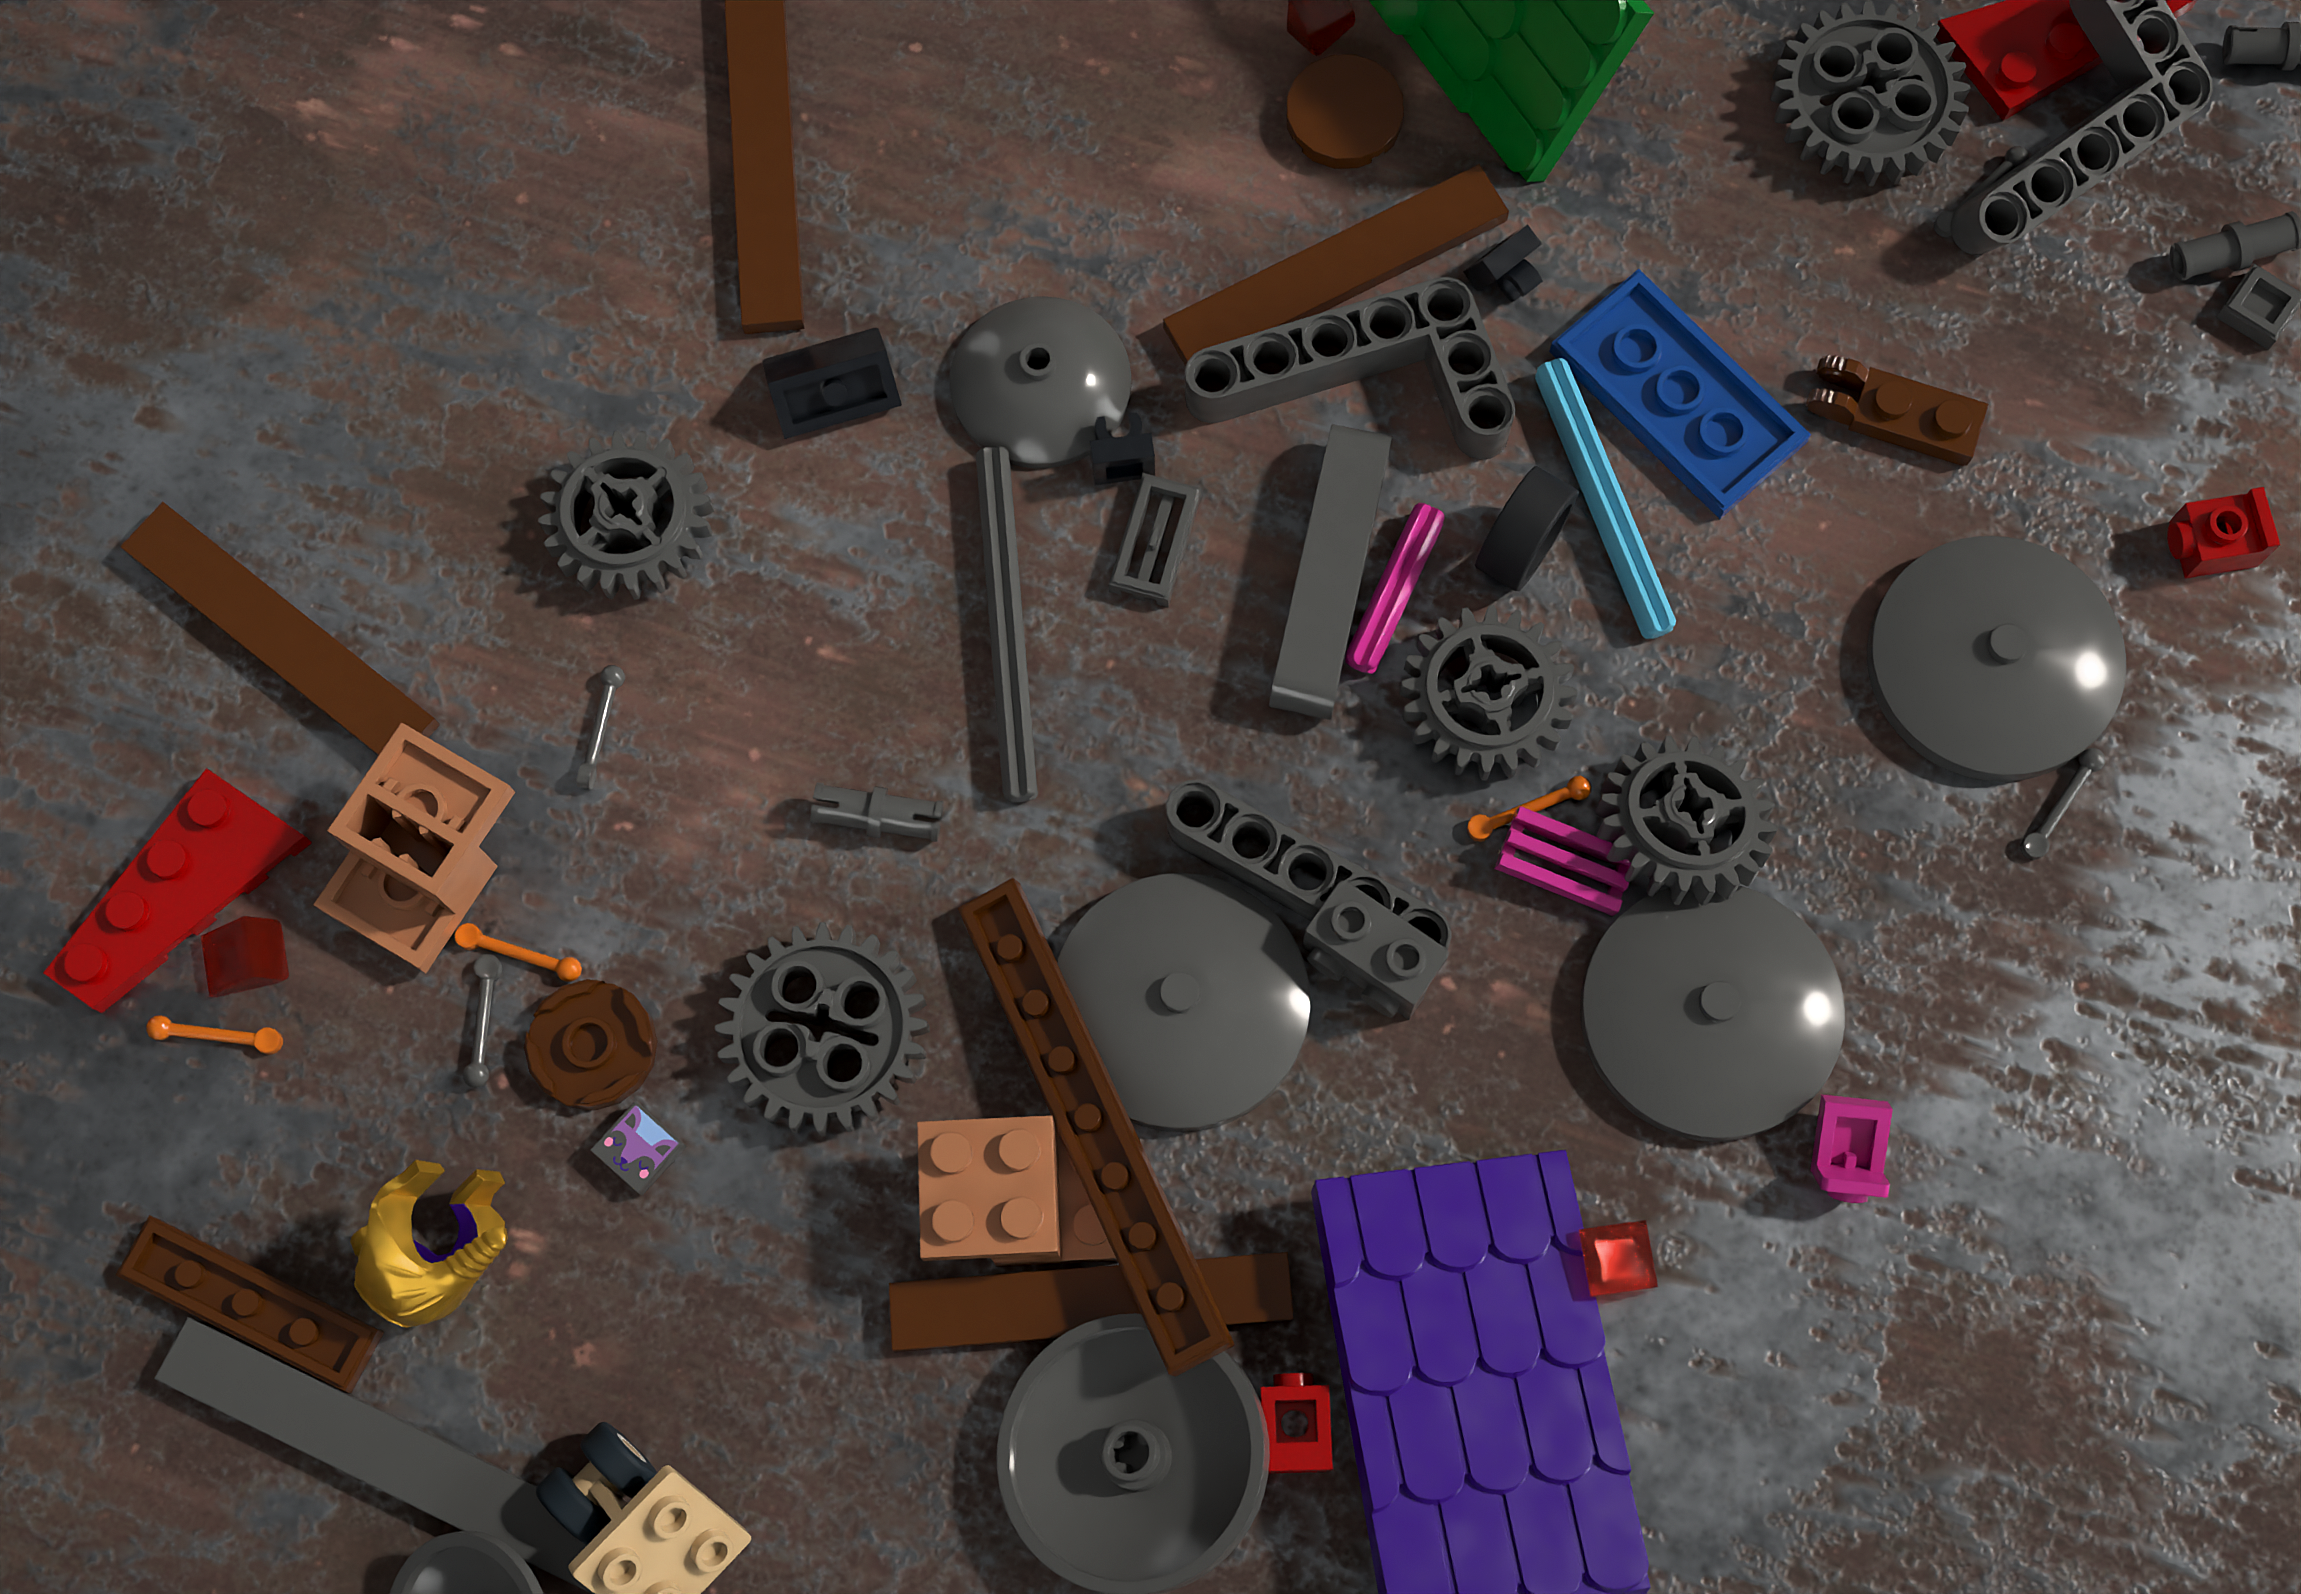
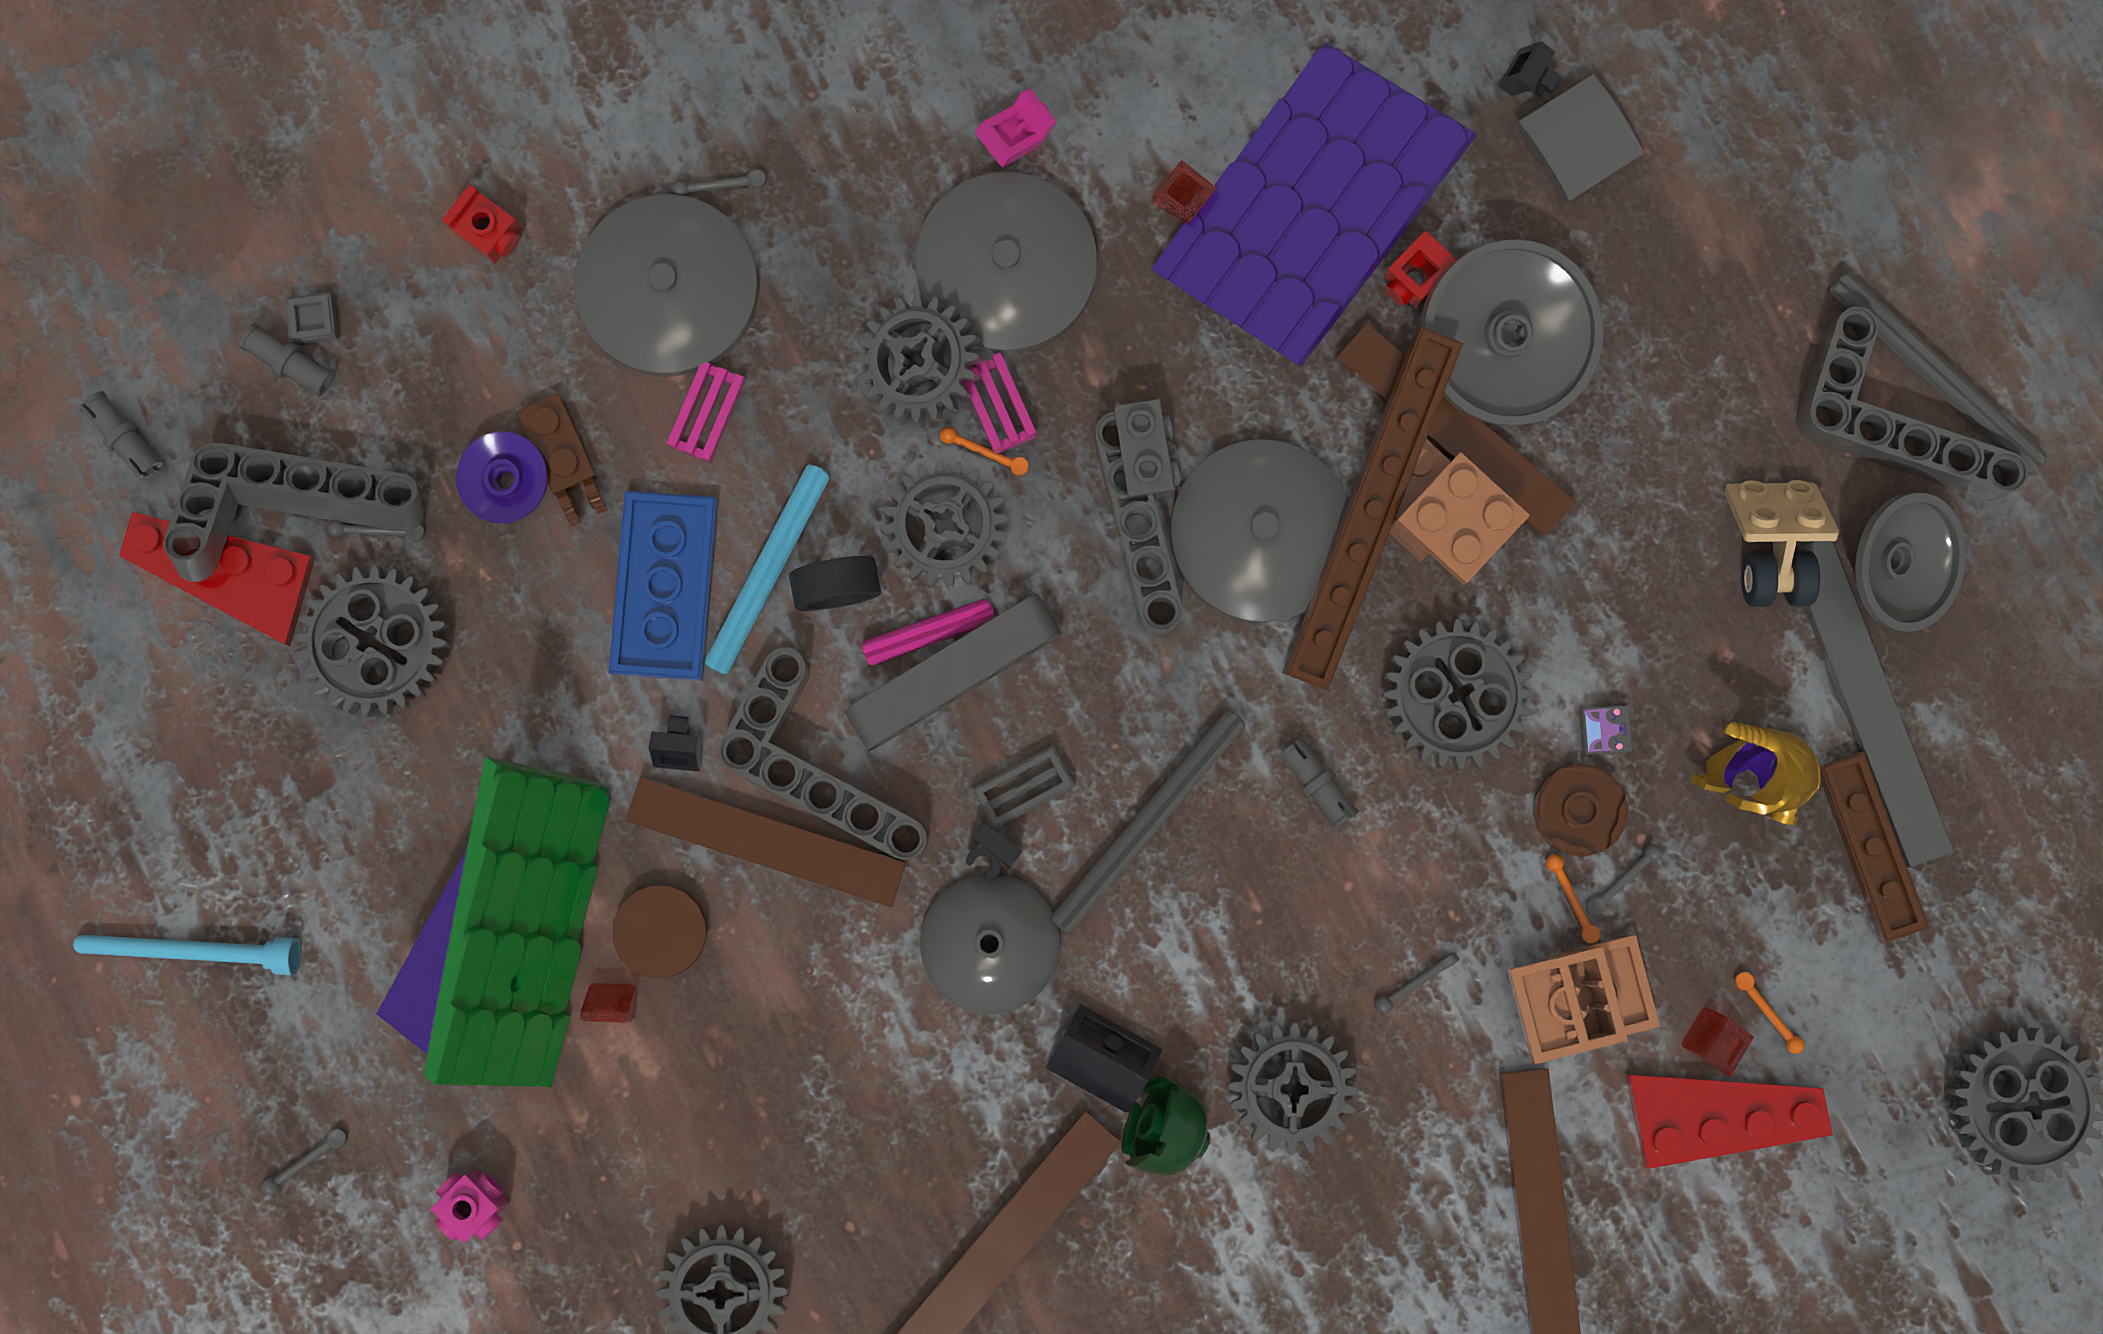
camera: 140 degrees left, 10 degrees up
(707, 365) = (1167, 1130): none -> dark green cylinder
(1843, 568) = (720, 376): none -> dark pink tile
(1943, 316) = (481, 472): none -> dark purple dish

